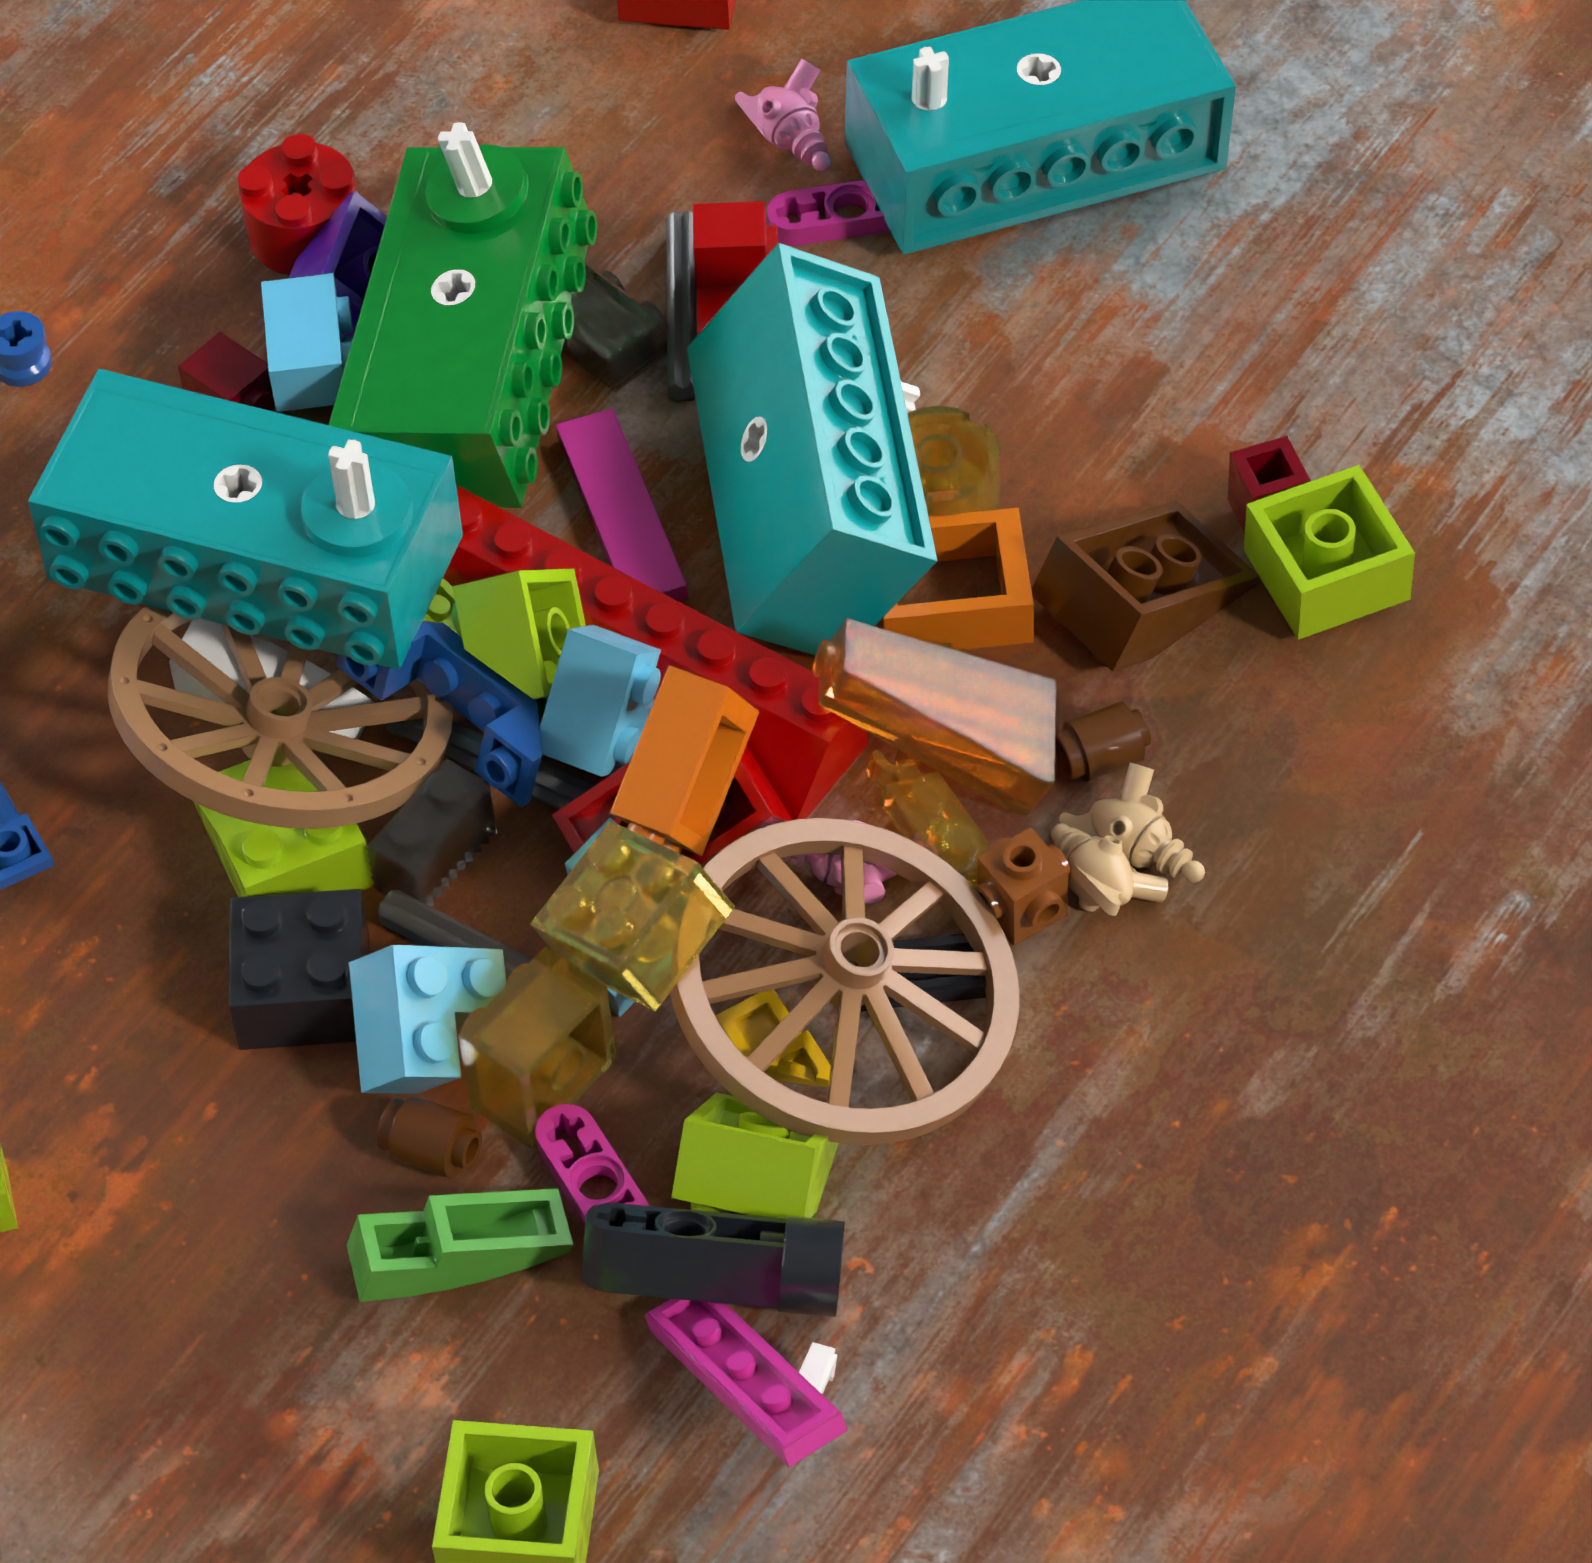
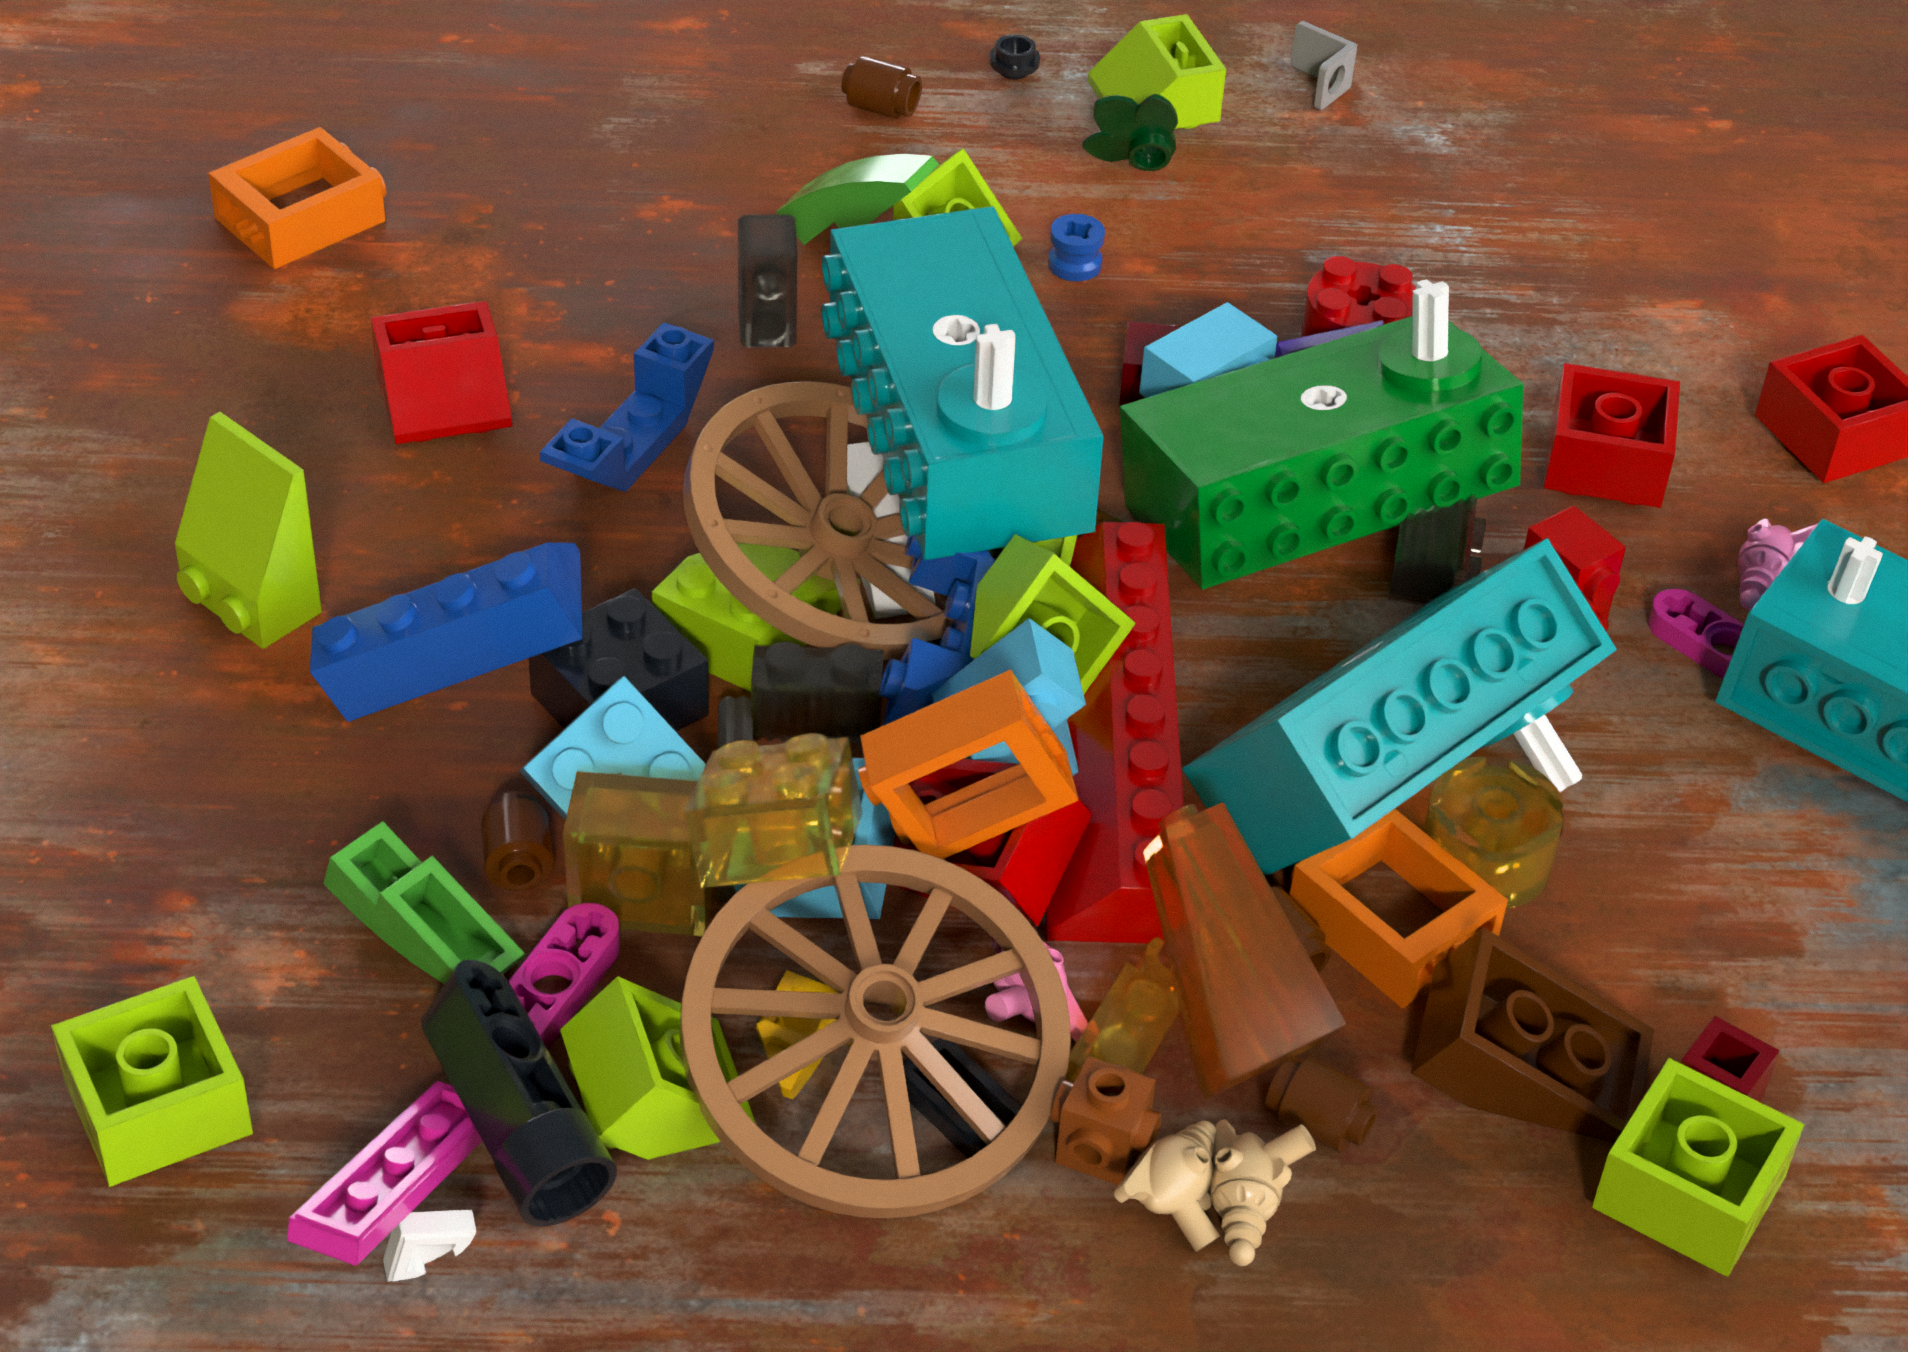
camera: 50 degrees right, 10 degrees down
(166, 1054) = (450, 630): none -> blue slope
(599, 116) = (1612, 435): none -> red brick
(619, 502) = (1264, 657): dark pink tile -> none

